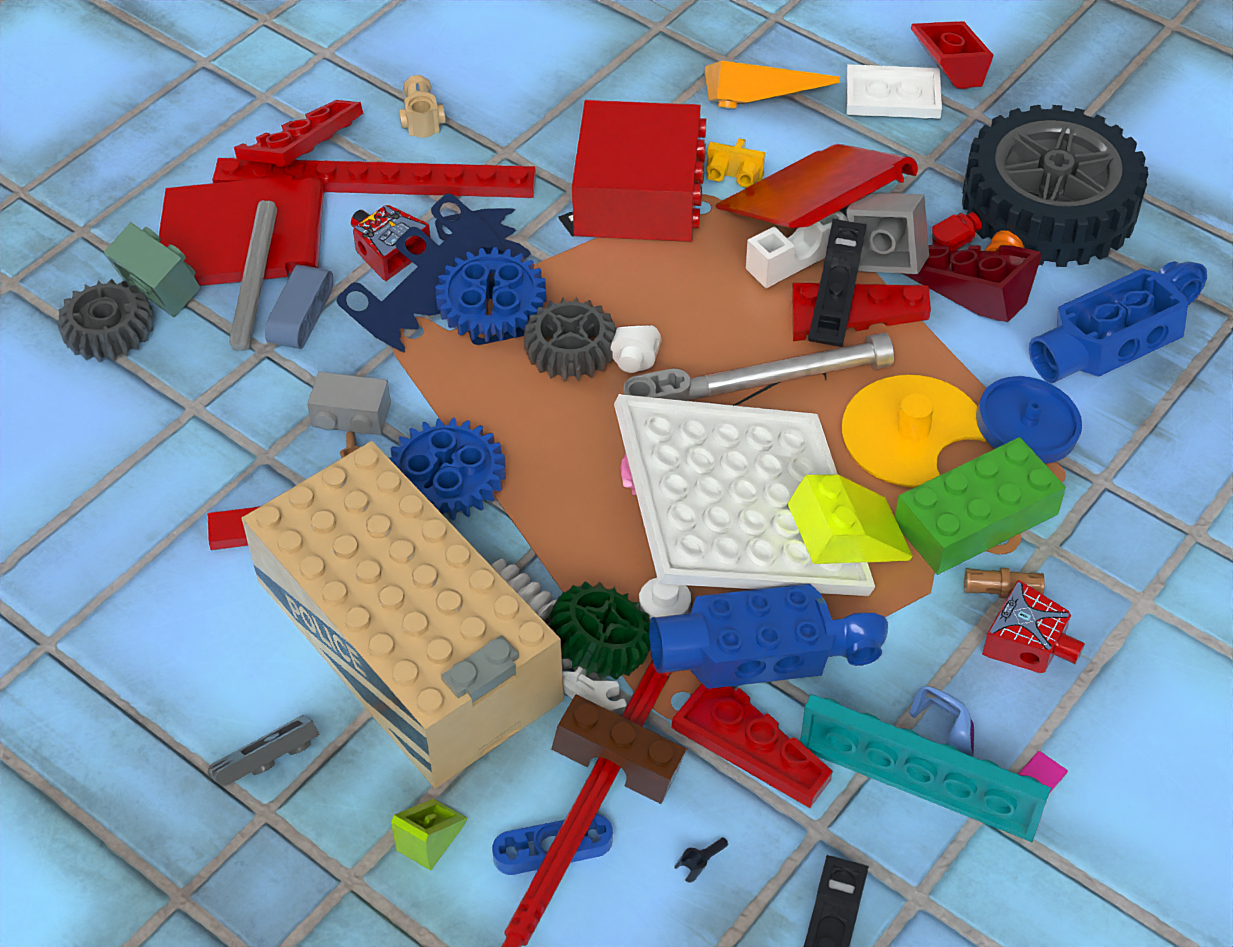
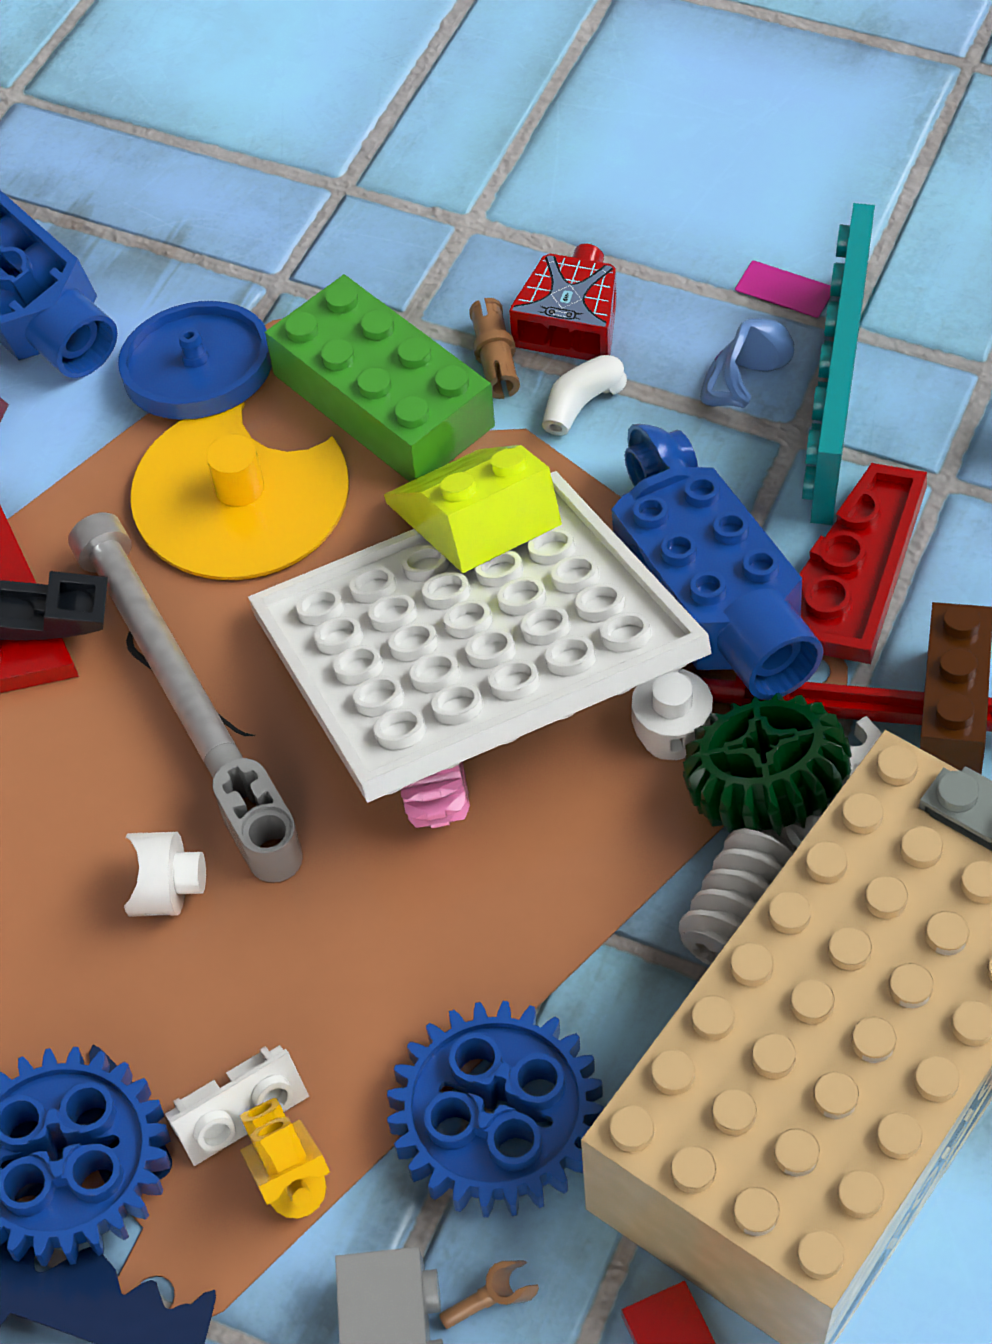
camera: 100 degrees left, 5 degrees up
(446, 373) = (284, 1161): none -> yellow hips
(493, 366) = (211, 1115): none -> white hinge
(570, 348) = (157, 1019): dark grey gear -> none
(952, 621) = (578, 387): none -> white arm

